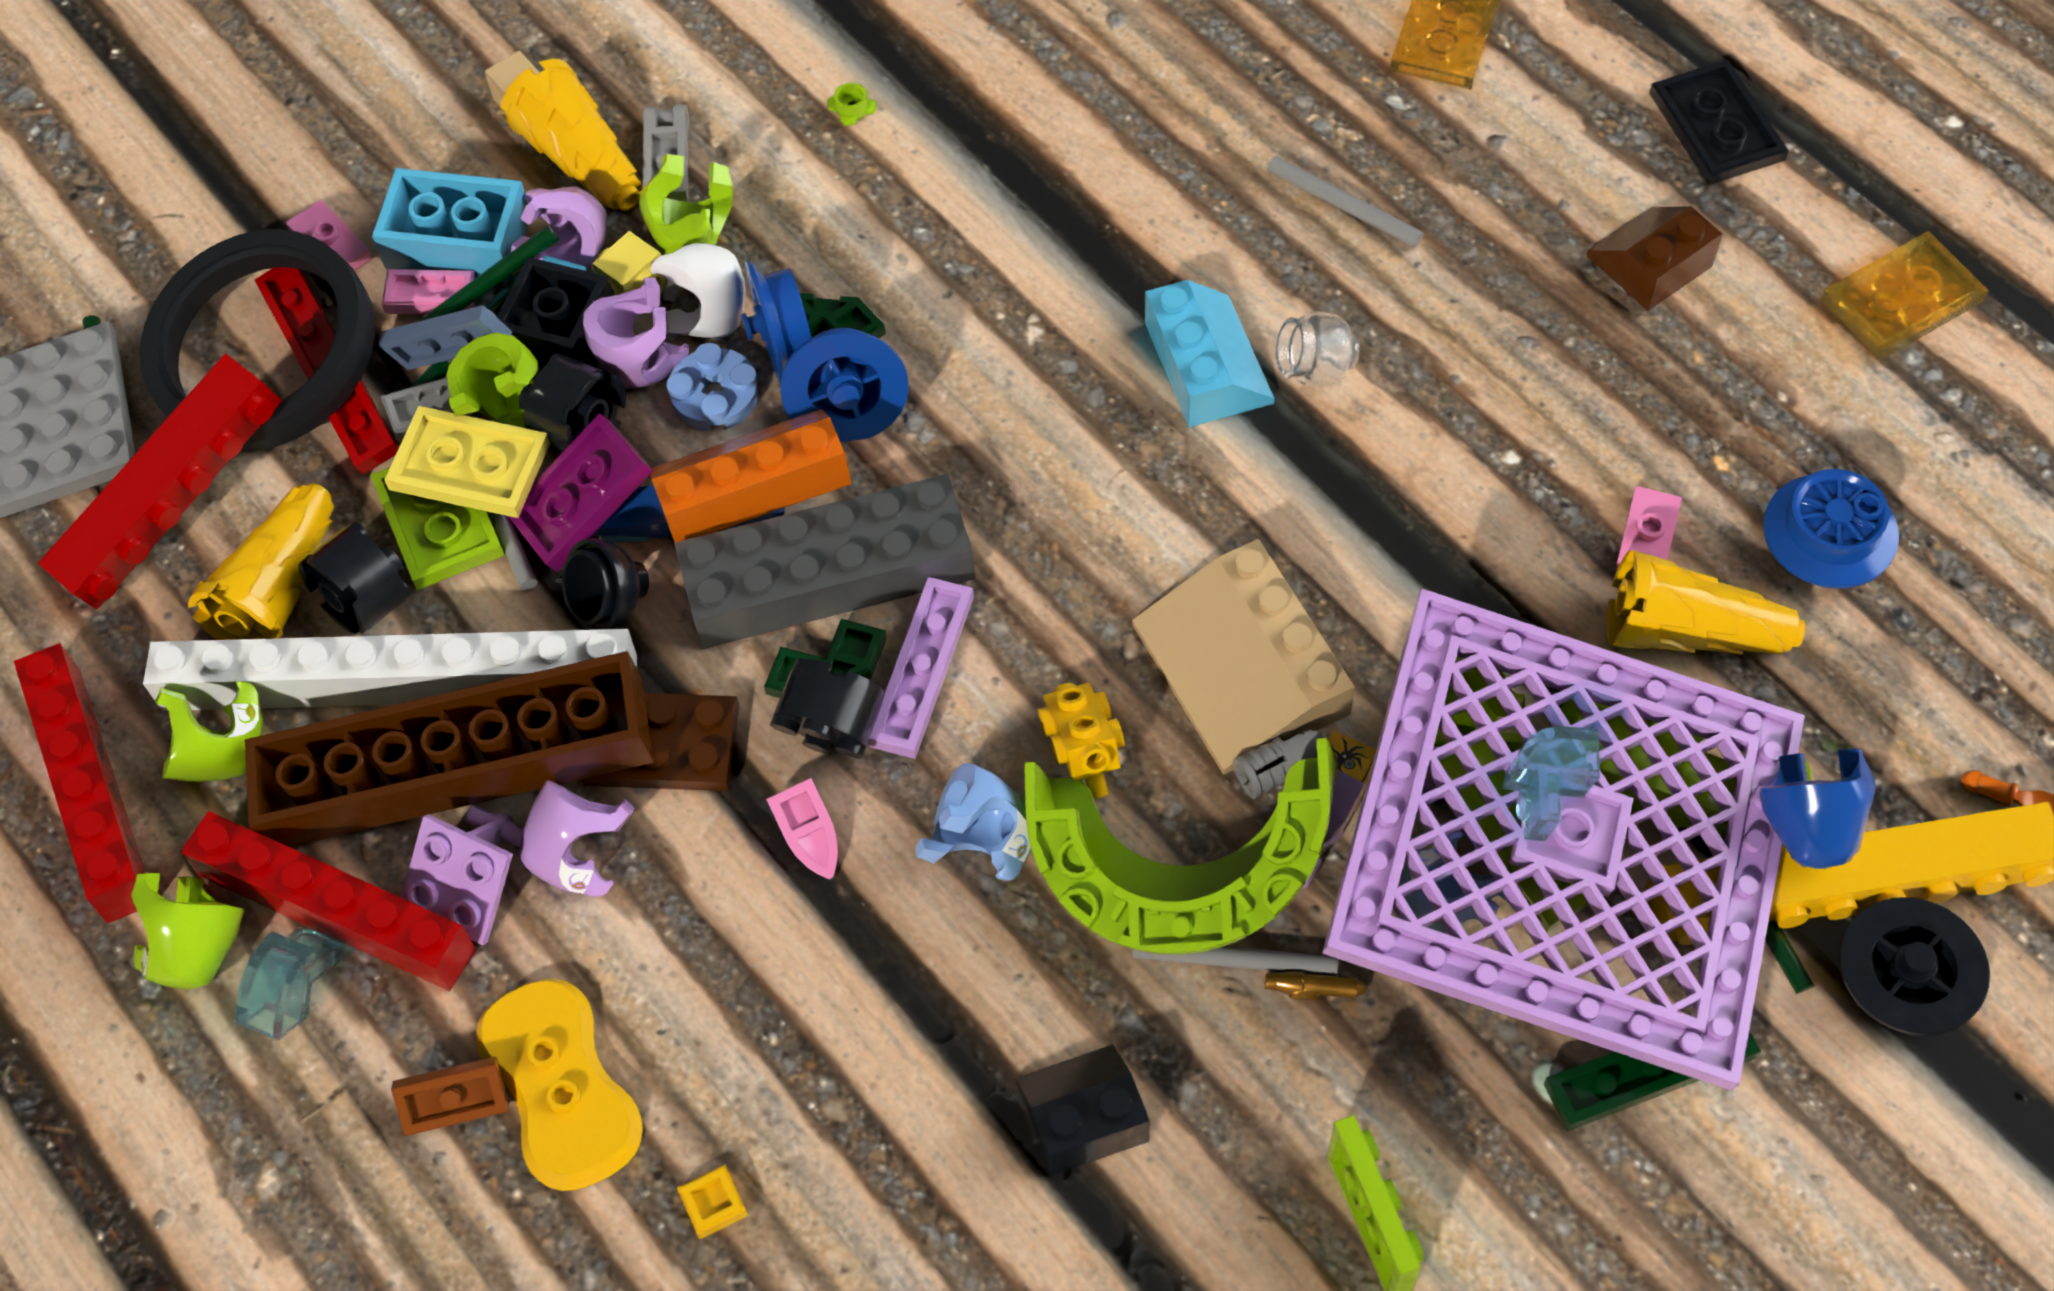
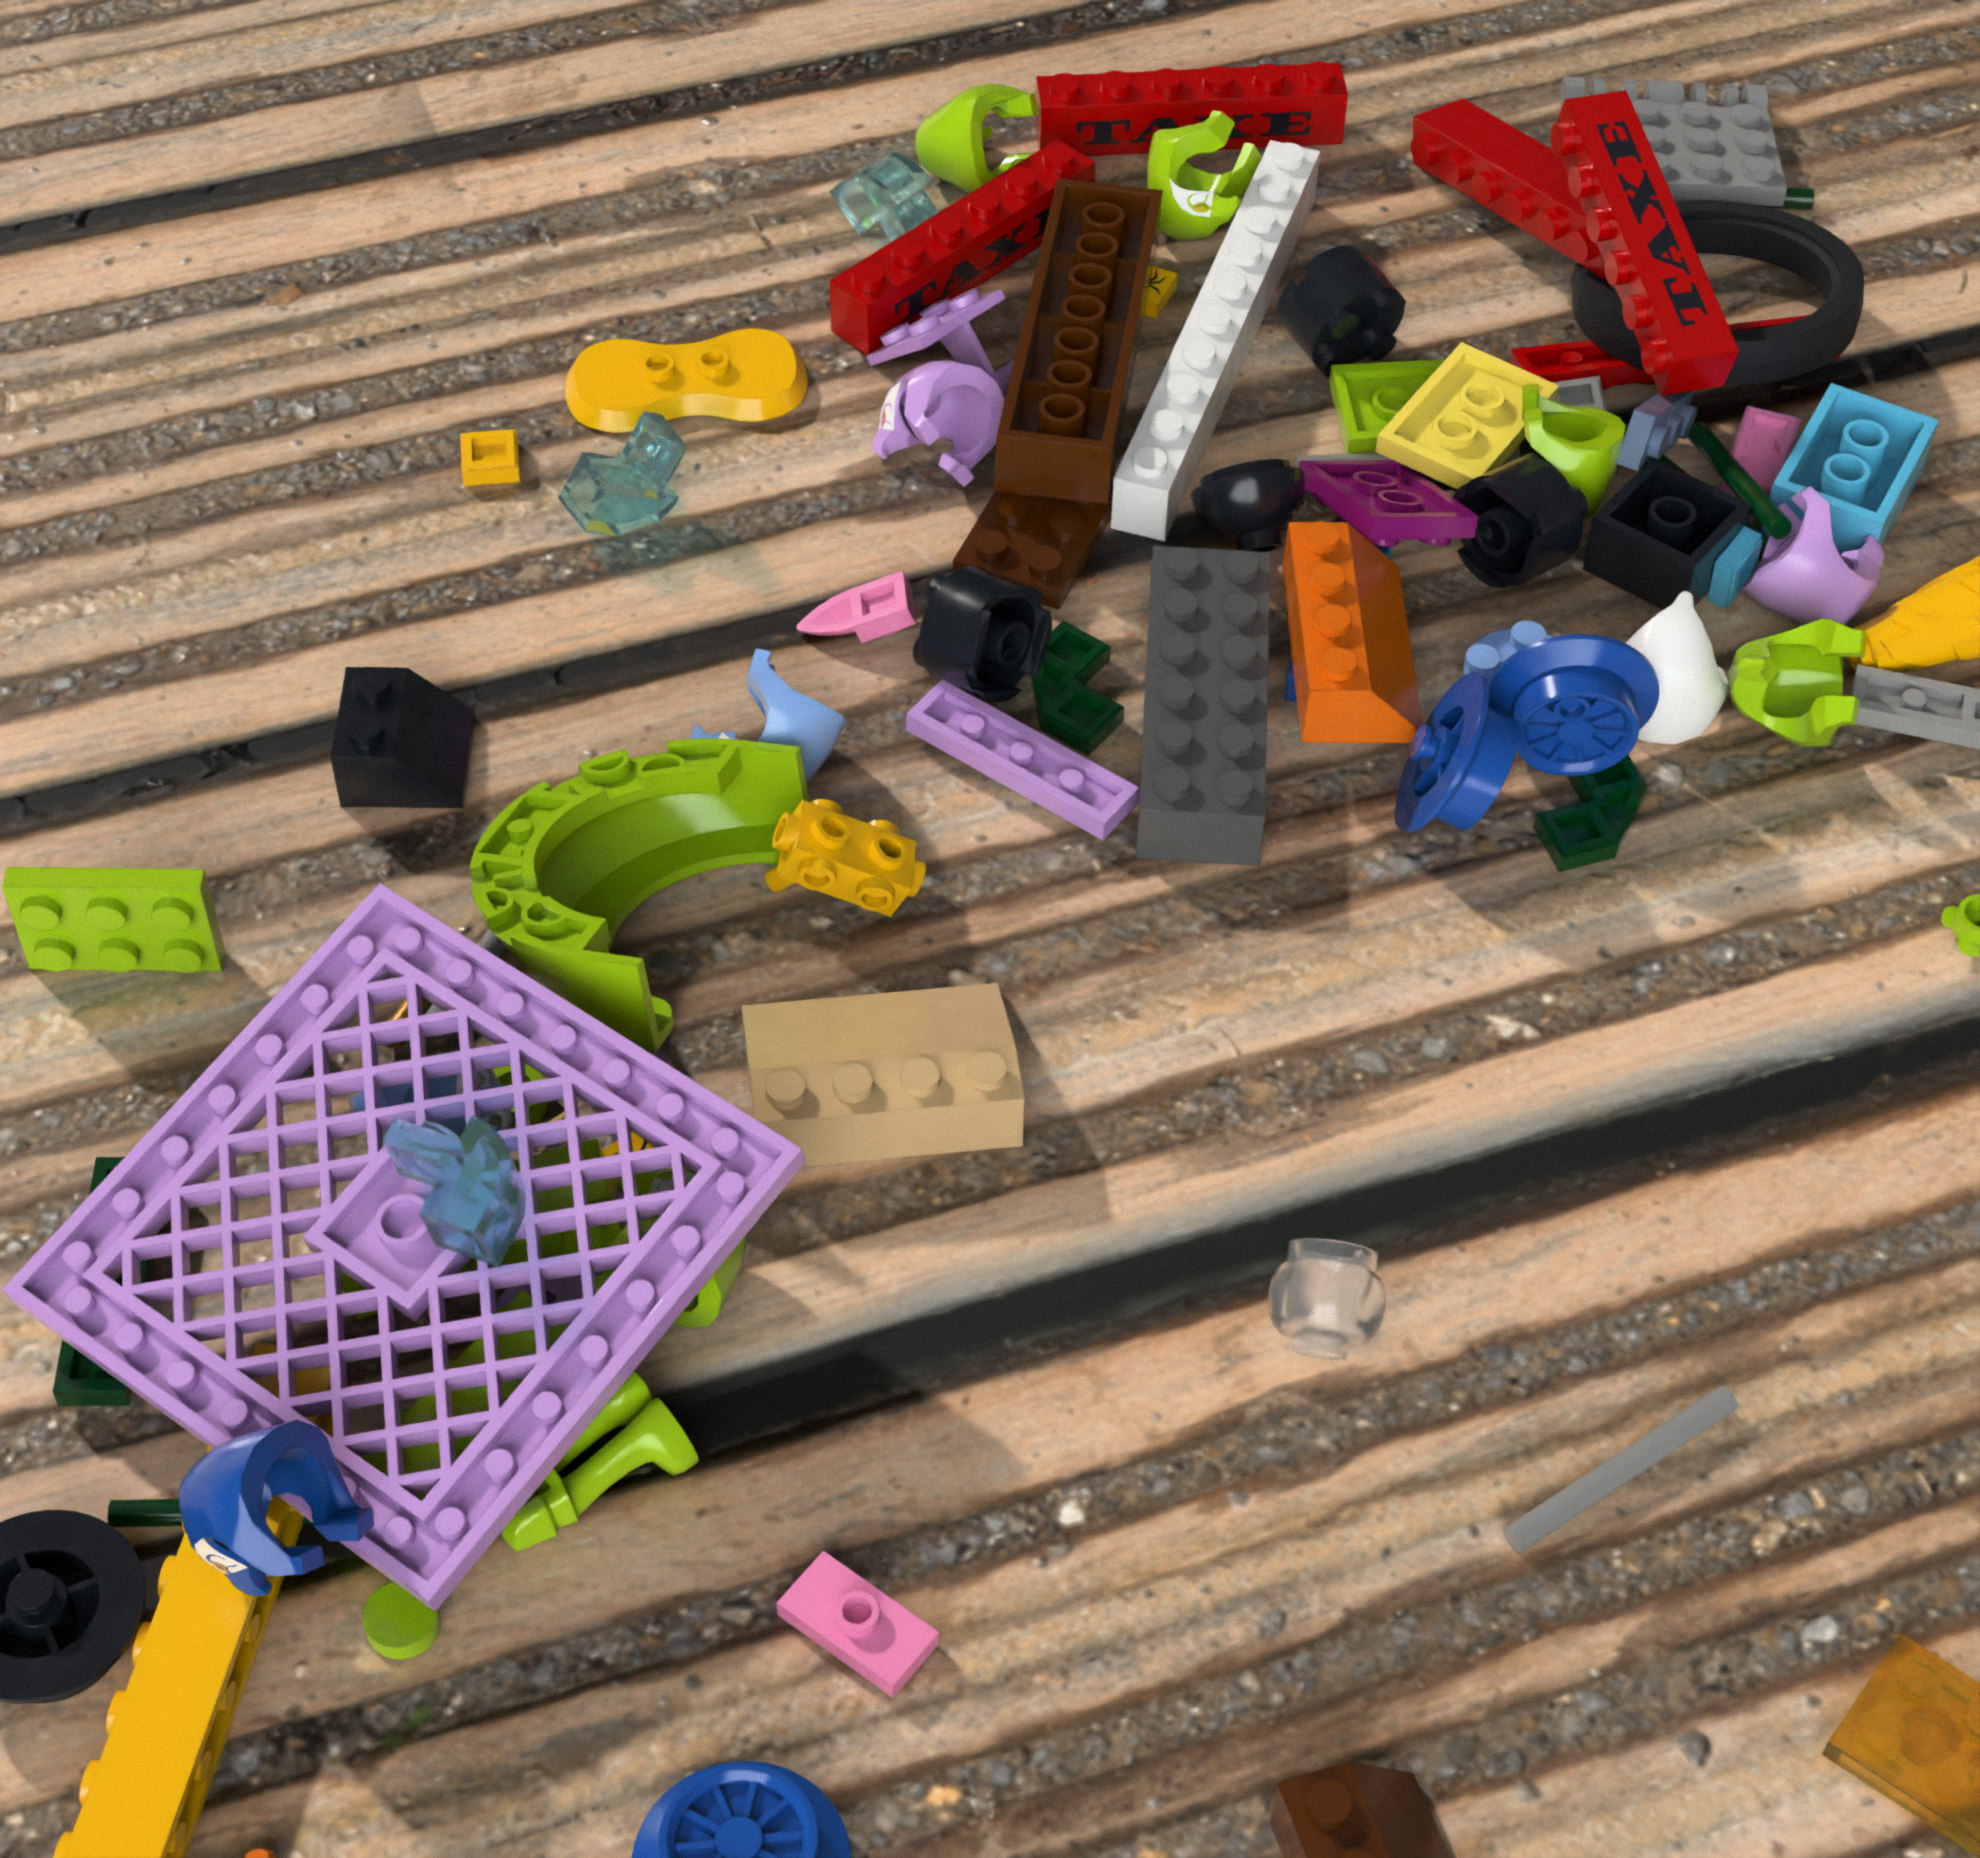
camera: 105 degrees right, 10 degrees down
(261, 579) = (1408, 256): yellow cone -> none
(281, 343) = (1643, 244): none -> red brick
(324, 225) = (1896, 382): bright pink plate -> none
(450, 1096) = (706, 294): dark orange plate -> none
(615, 348) = (1597, 574): lavender piece -> none
(628, 264) = (1734, 617): light yellow brick -> none
(727, 1051) = (630, 490): none -> clear light blue brick
(1204, 352) = (1388, 1178): medium azure slope -> none
(1282, 753) = (718, 1045): light grey hinge -> none
(1691, 611) = (692, 1572): yellow cone -> none

